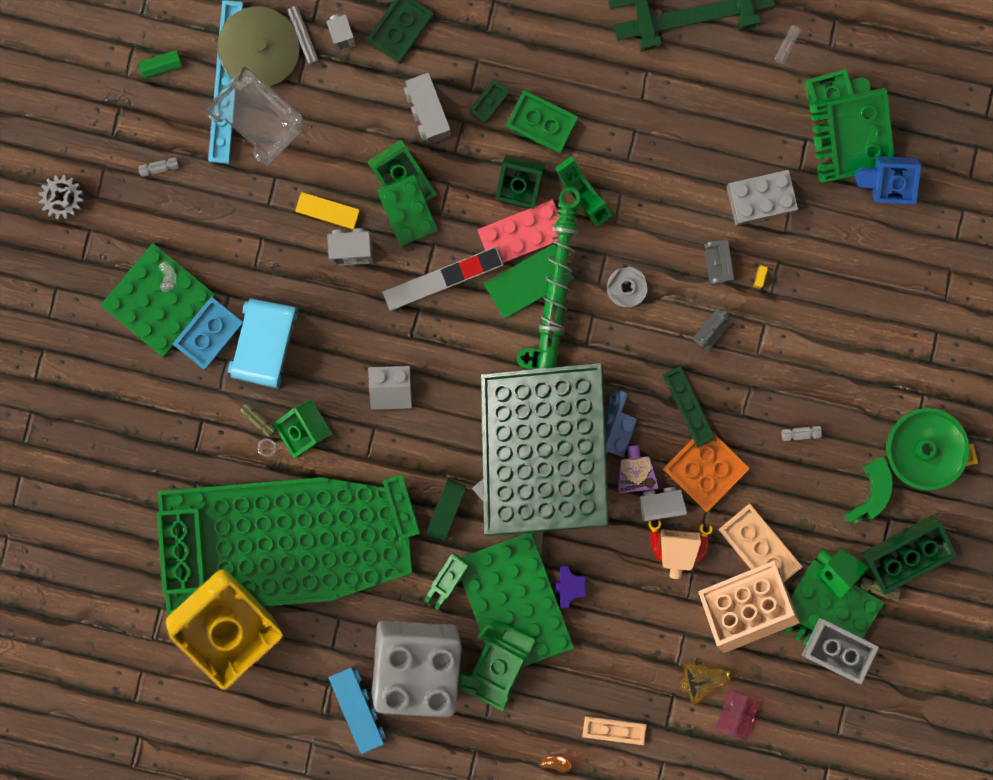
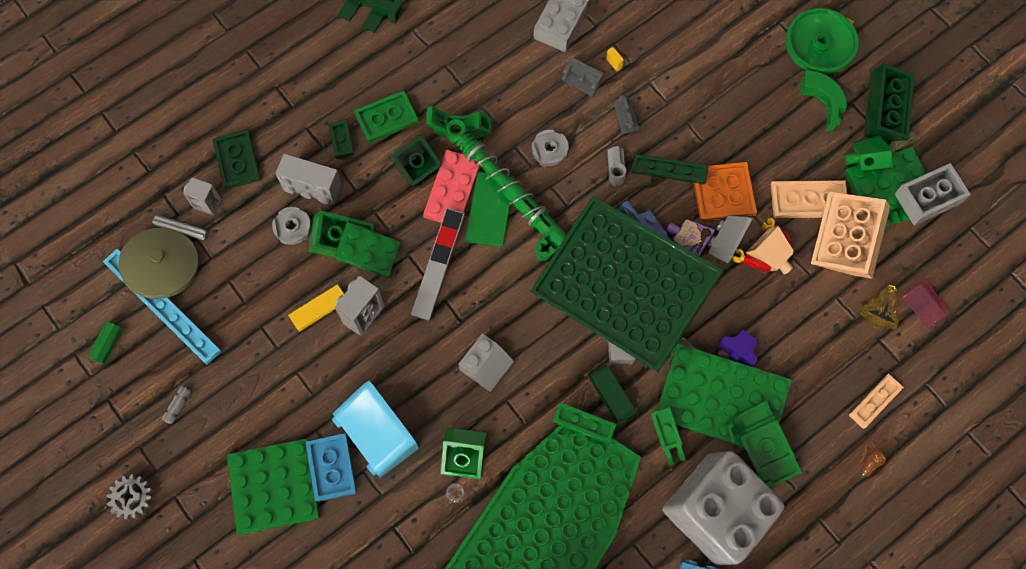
camera: 50 degrees left, 15 degrees down
(169, 277) = (263, 460): clear arm -> none
(257, 114) = (203, 300): clear windscreen -> none
(258, 420) = (428, 482): olive axle -> none
(377, 116) = (296, 235): none -> light grey plate
(656, 357) = (616, 165): none -> light grey piece
(801, 433) = (746, 113): light grey axle -> none

